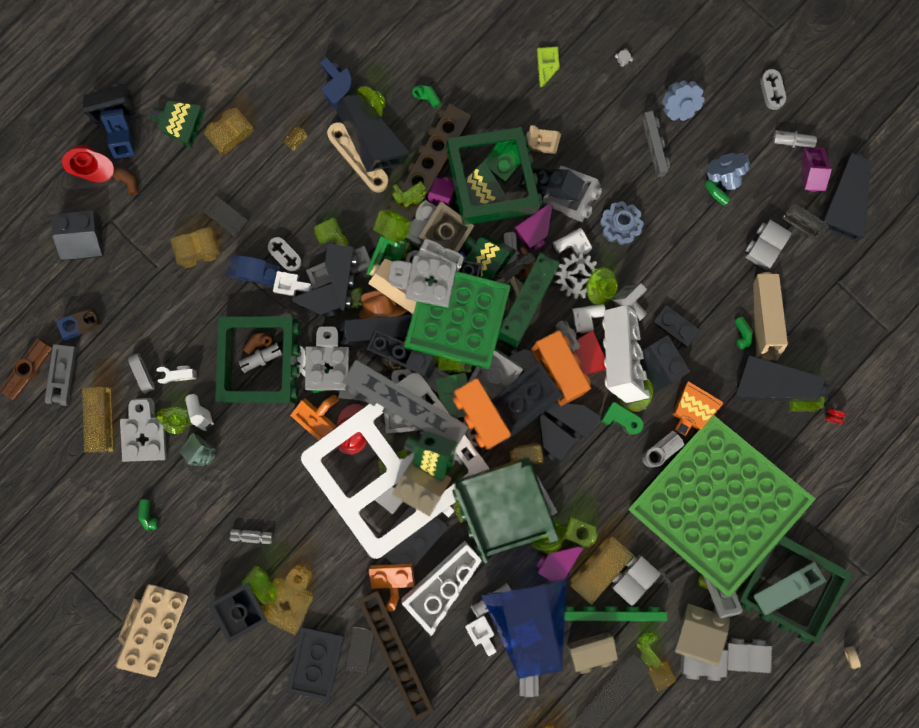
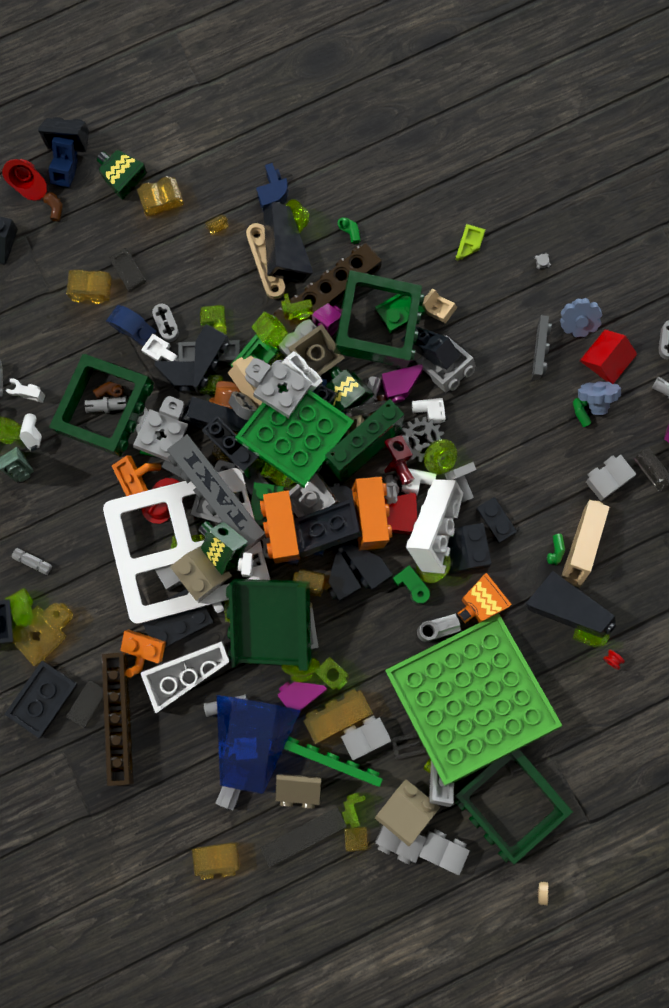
camera: 25 degrees right, 5 degrees down
(397, 310) = (242, 405): none -> dark grey beam
(463, 464) = (245, 565): none -> white plate
(480, 633) = (203, 730): white plate -> none
(482, 186) = (366, 325): dark green torso -> none
(565, 303) = (400, 460): none -> dark red bracket
(621, 223) = (481, 407): sand blue plant -> none
(722, 126) = (609, 355): none -> red slope
(789, 588) = (507, 802): sand green slope -> none

